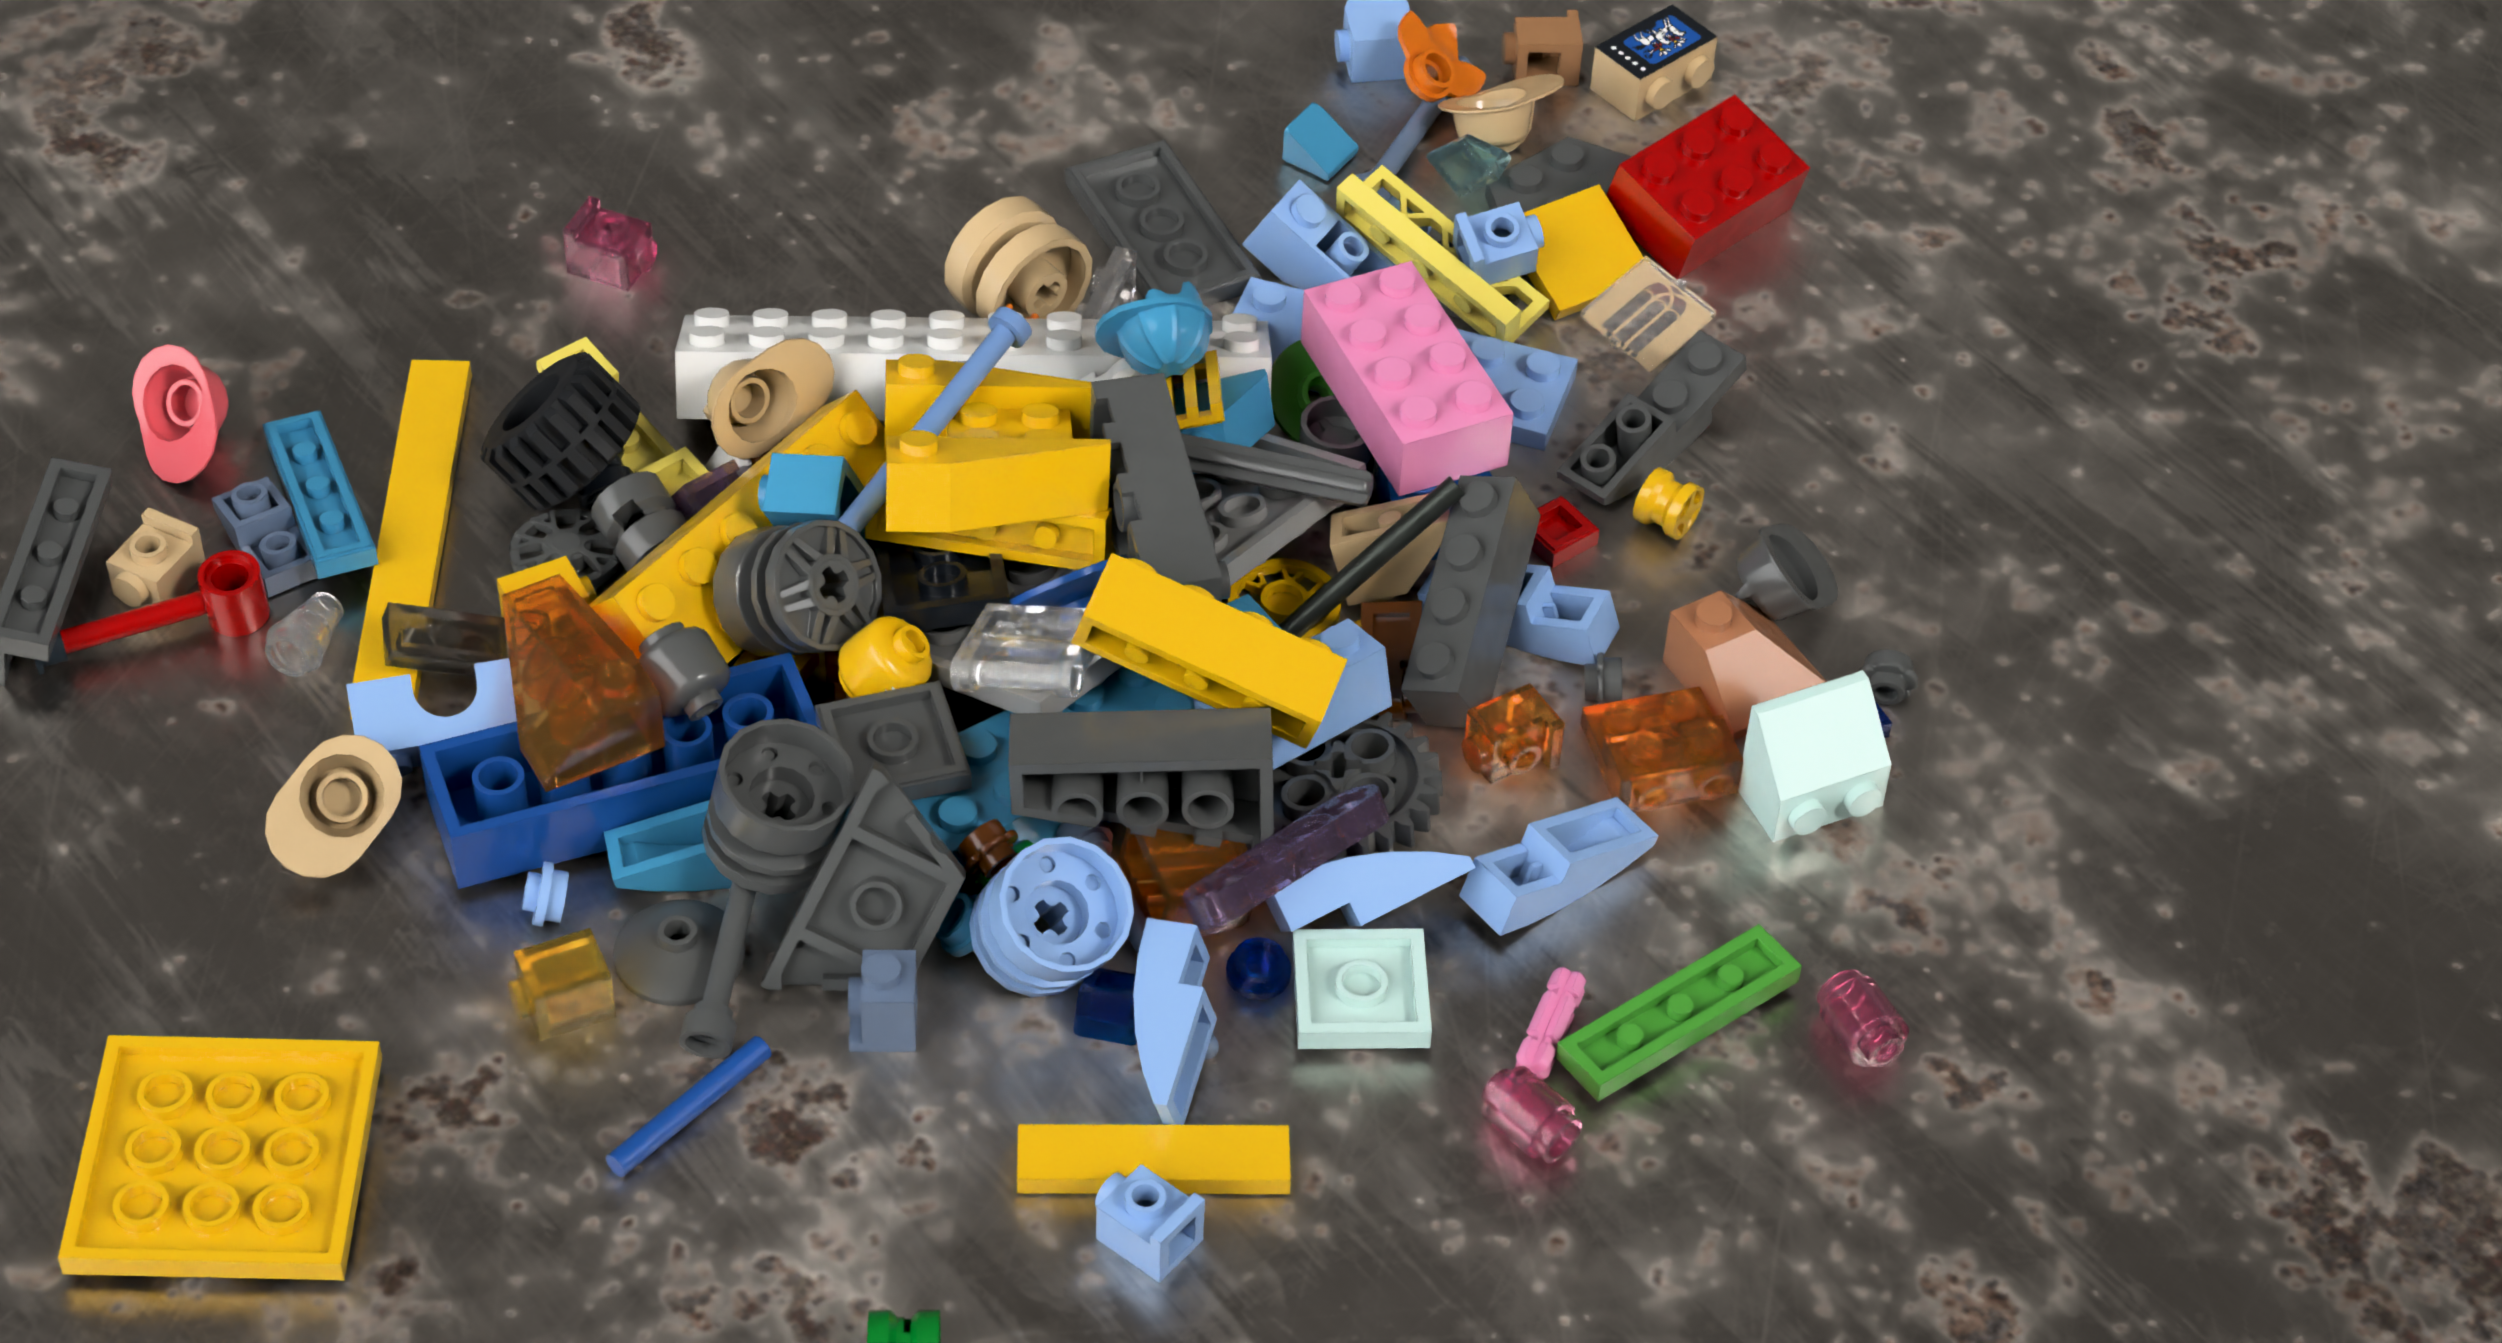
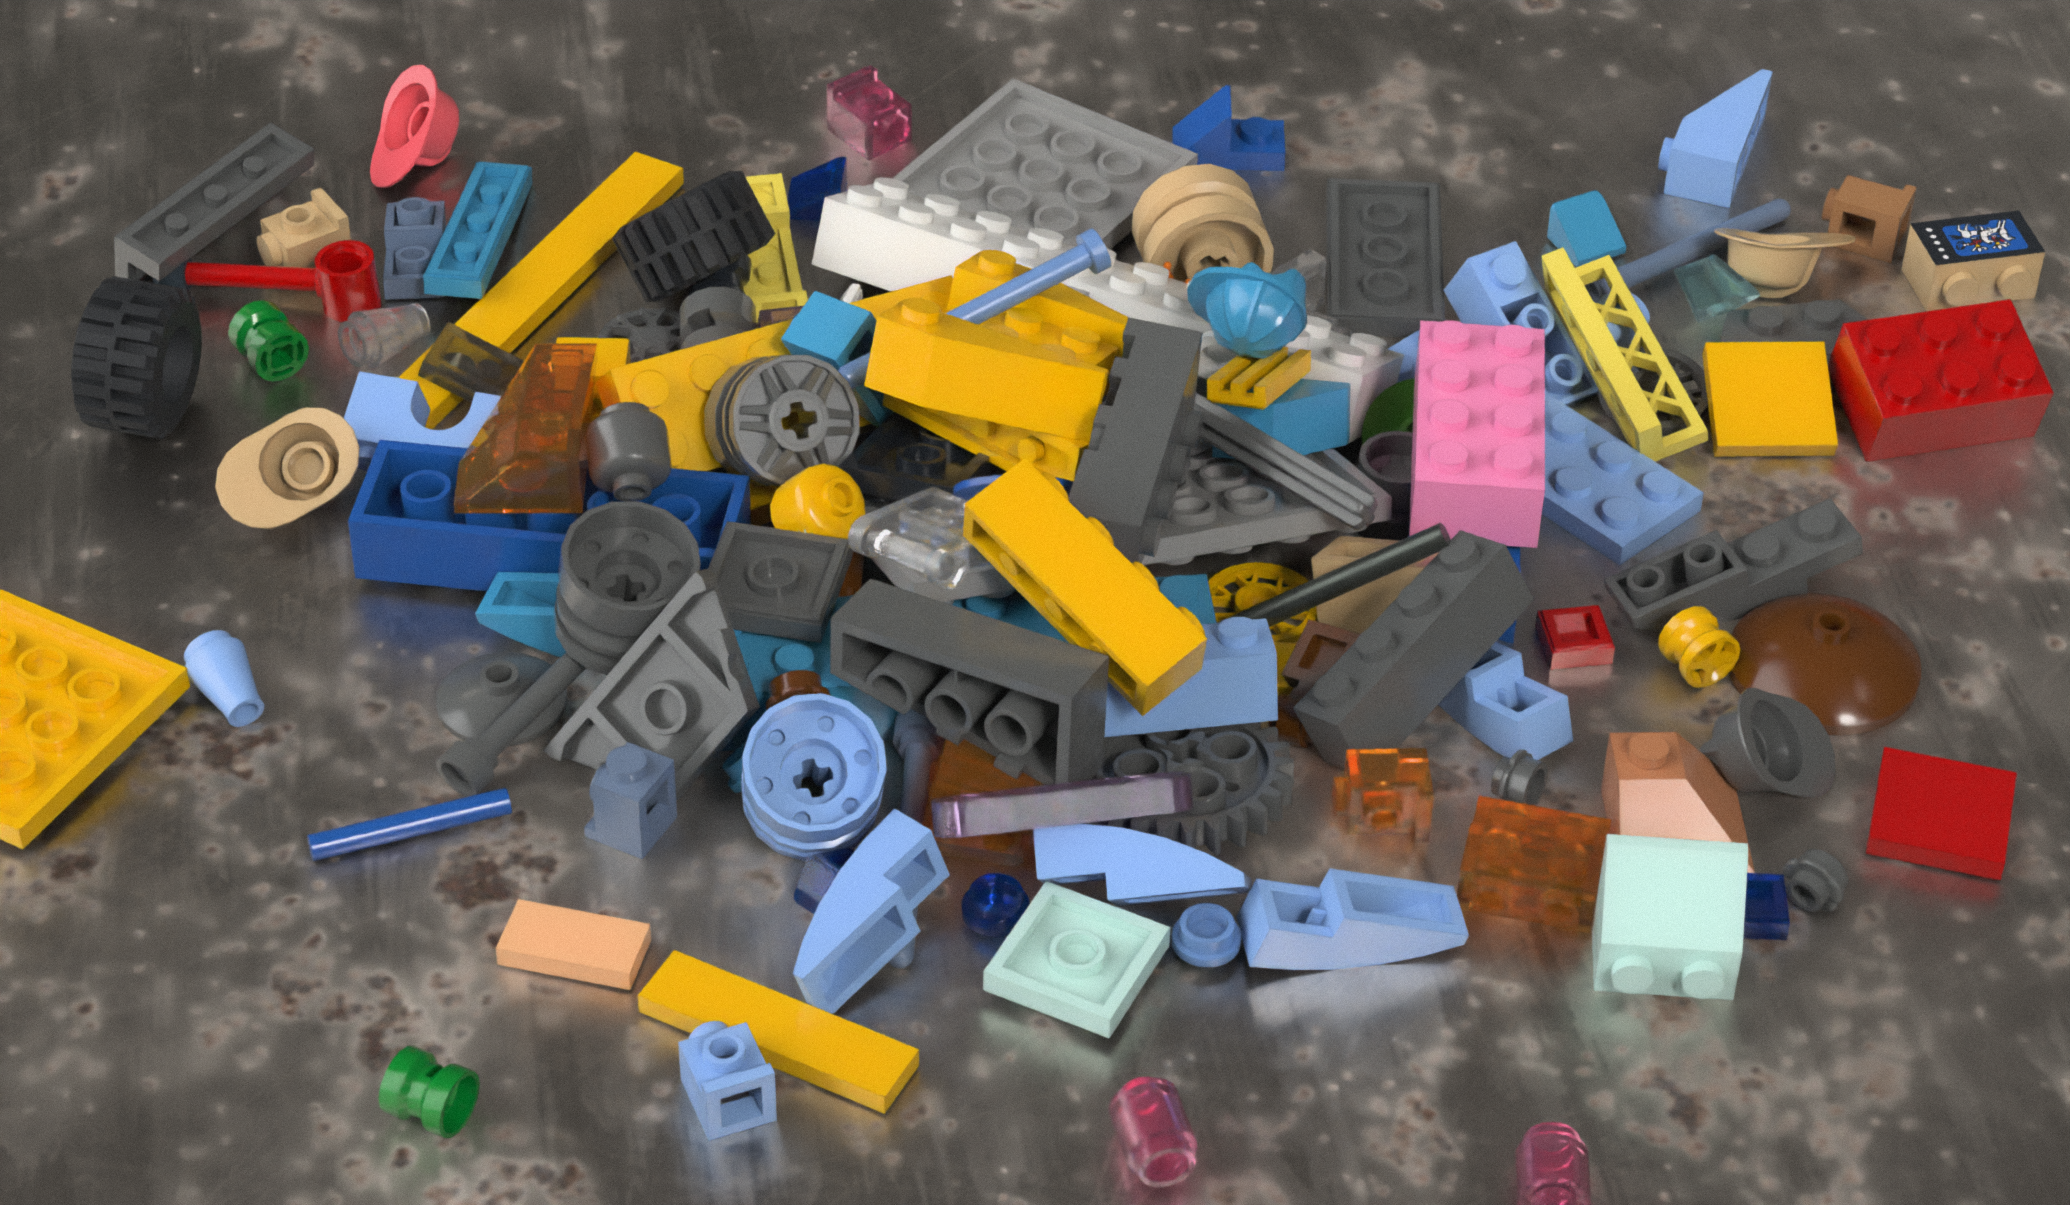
camera: 30 degrees right, 5 degrees down
(107, 750) = (136, 357): none -> black tyre
(195, 681) = (268, 340): none -> green wheel
(416, 1035) = (223, 674): none -> light blue cone
(545, 894) = (417, 606): light blue plate -> none
(562, 985) = (372, 682): clear yellow brick -> none
(618, 336) = (810, 188): none -> clear blue slope
(768, 396) = (881, 255): tan piece -> none
(812, 243) = (1045, 164): none -> light grey plate
(920, 1156) = (573, 944): none -> light nougat tile
(945, 160) = (1230, 142): none -> blue slope
(1433, 61) = (1747, 188): orange plate -> none
(1449, 923) = (1206, 935): none -> medium blue plate
(1498, 242) = (1675, 357): light blue brick -> none
(1551, 1021) = (1240, 1062): bright pink axle -> none
(1648, 313) = (1805, 471): clear piece -> none
(1678, 1012) = (1372, 1100): bright green plate -> none
(1765, 474) = (1832, 657): none -> reddish brown dish
(1939, 578) = (1942, 813): none -> red tile

